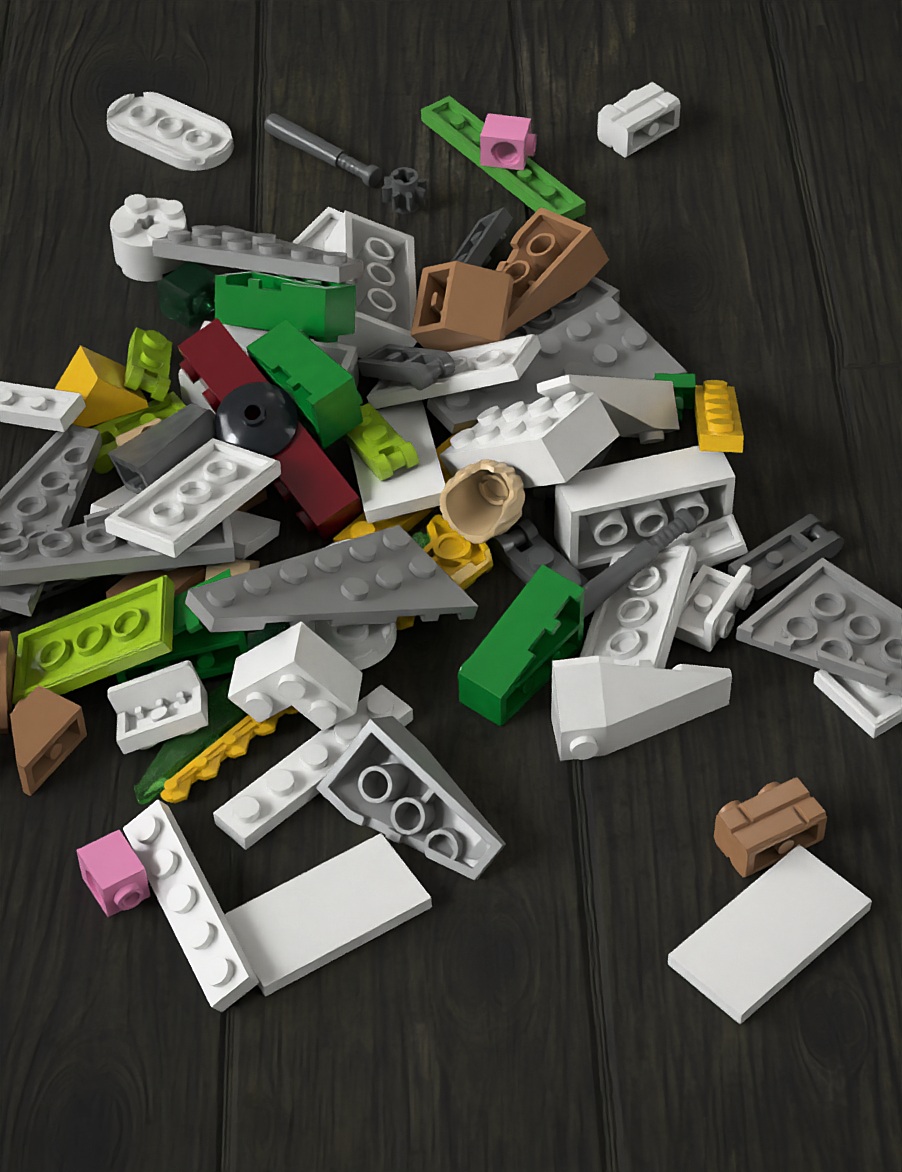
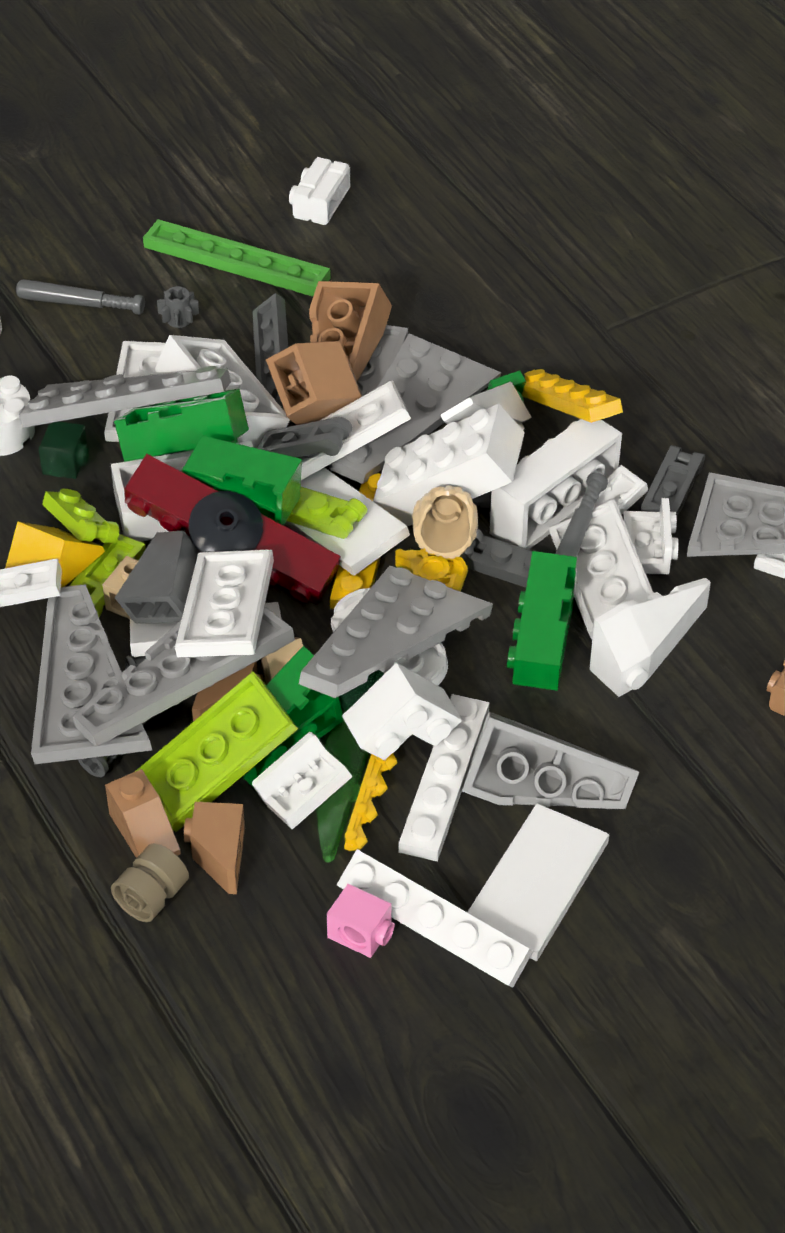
camera: 30 degrees left, 0 degrees up
(506, 141) = (241, 240): bright pink brick -> none

